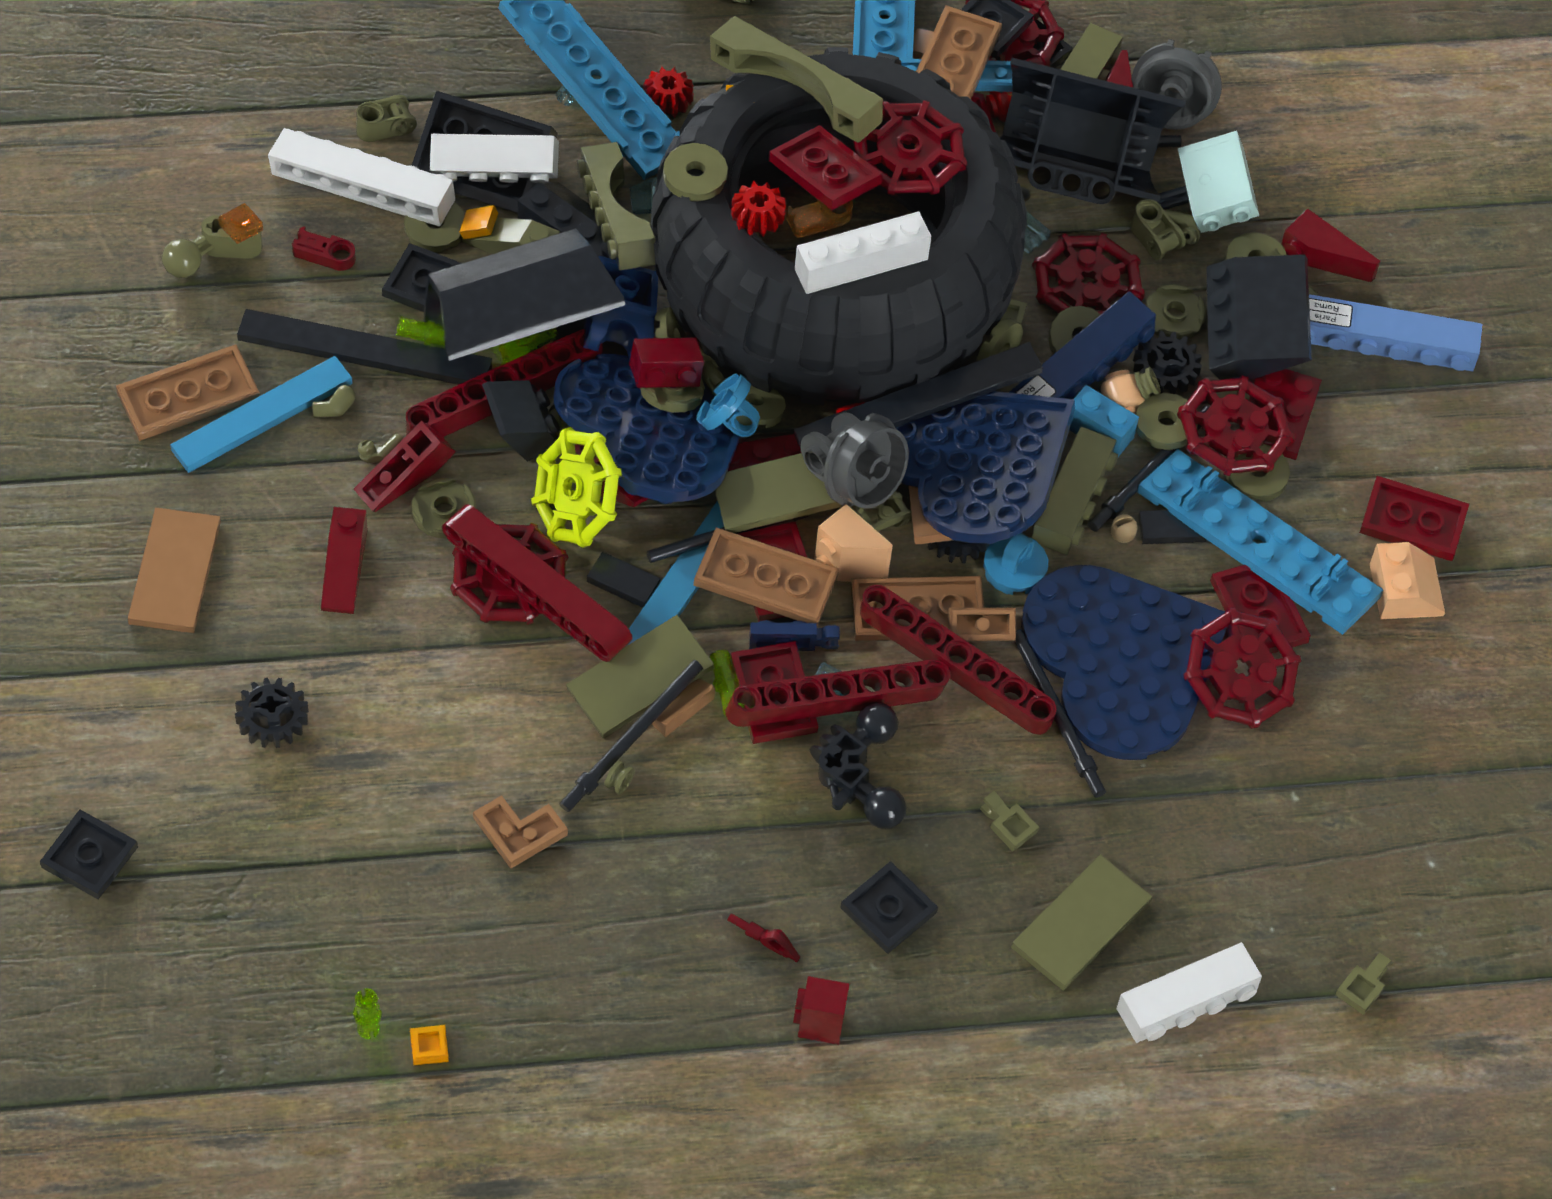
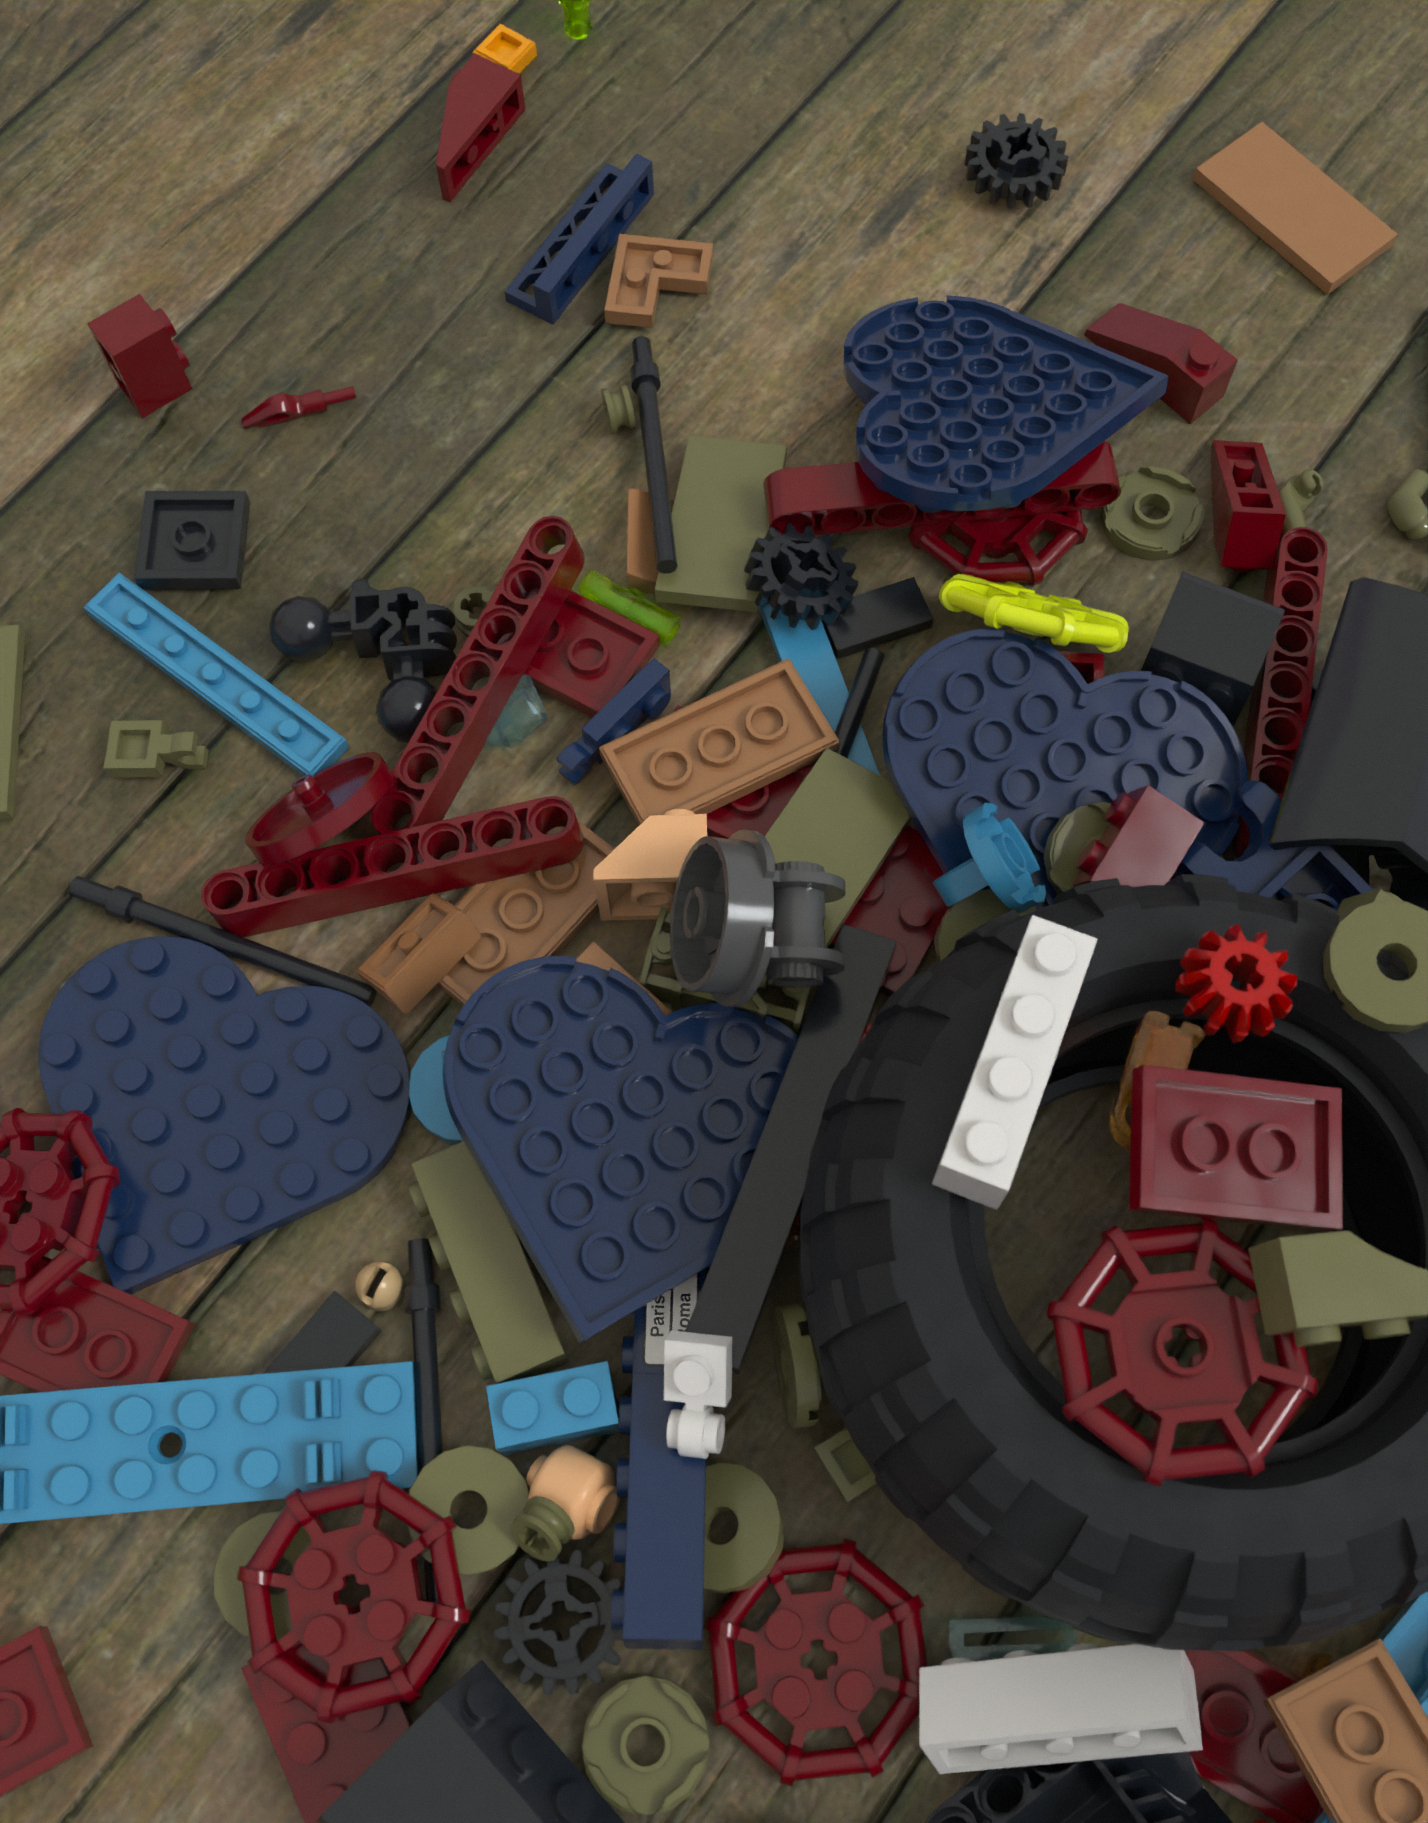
camera: 140 degrees right, 10 degrees up
(467, 592) = (981, 401): none -> dark blue plate
(497, 1007) = (478, 113): none -> dark red slope
(521, 876) = (588, 244): none -> dark blue fence
(646, 605) = (800, 576): none -> black gear
(795, 739) = (464, 604): none -> olive bush
(944, 837) = (216, 677): none -> dark azure tile
(966, 701) = (319, 808): none -> dark red piece
(1040, 185) = (1057, 1707): none -> white brick
(1051, 352) = (701, 1377): none -> white plate

